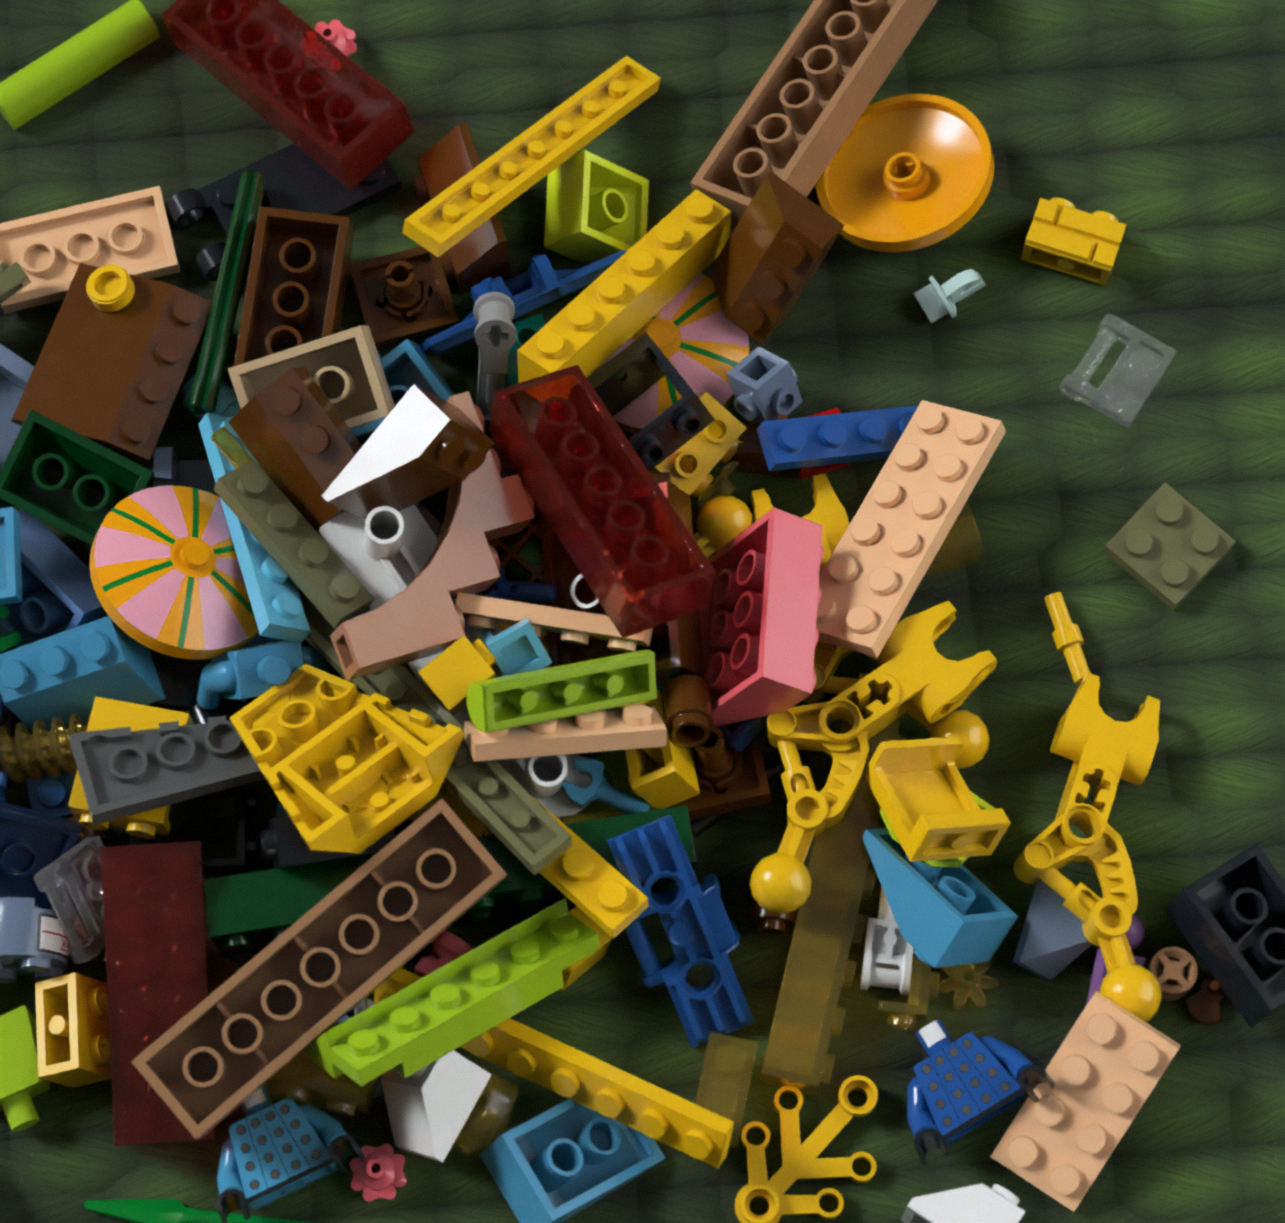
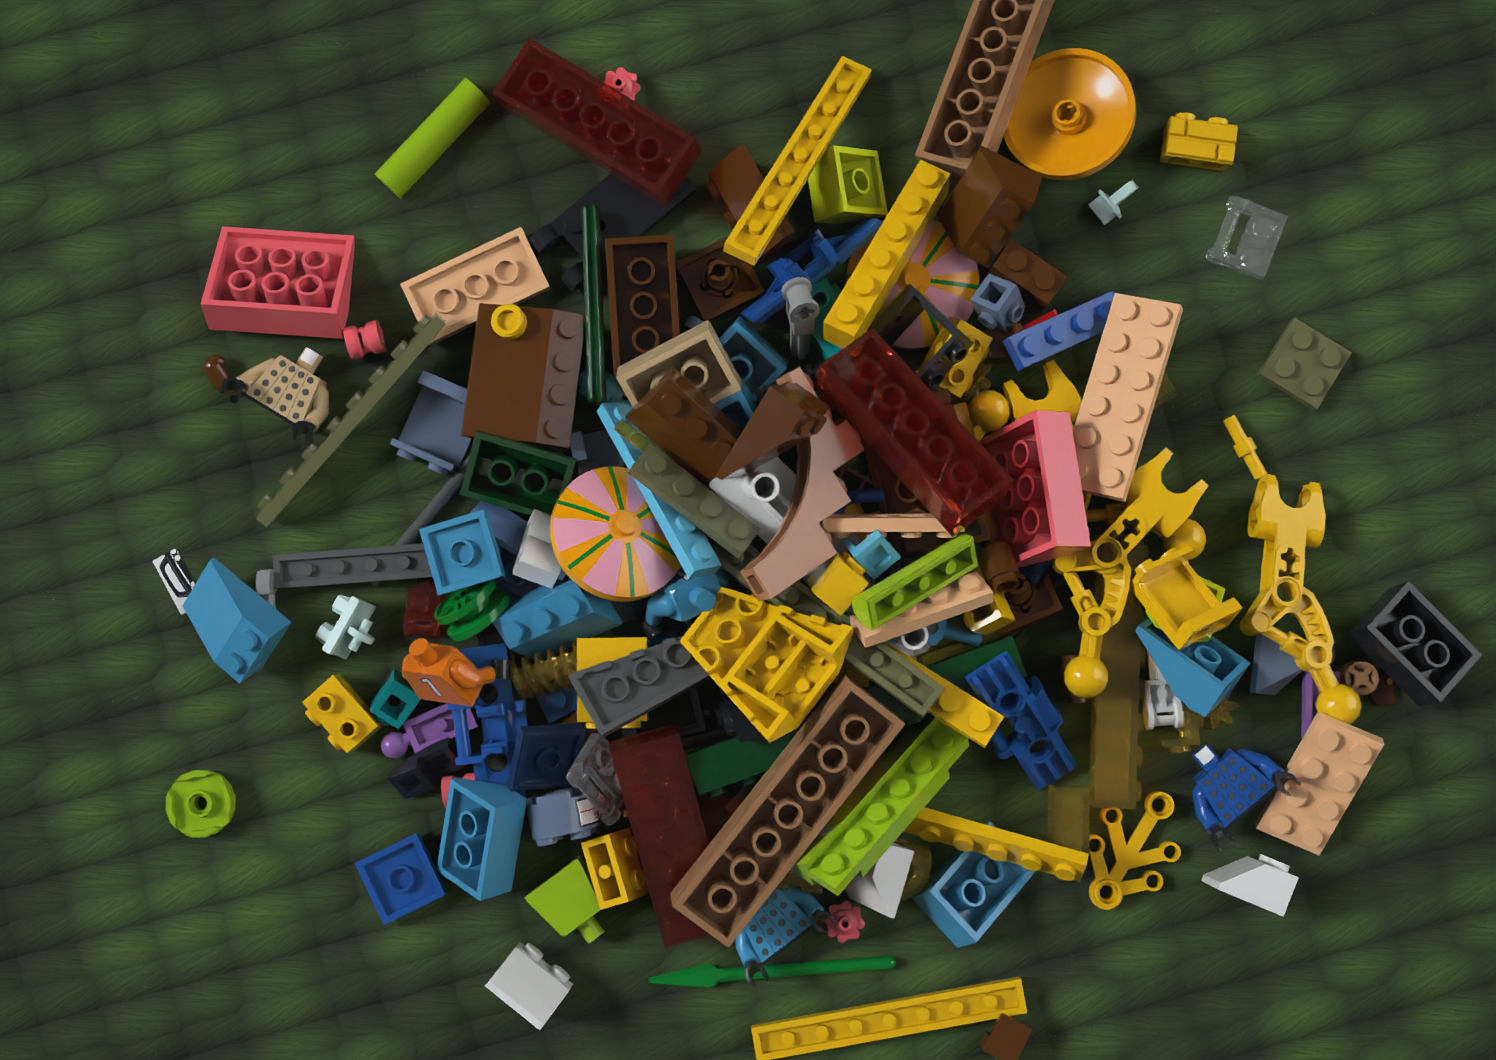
camera: 10 degrees left, 15 degrees up
(67, 581) = (536, 557): none -> white brick
(822, 367) = (1032, 275): none -> reddish brown brick

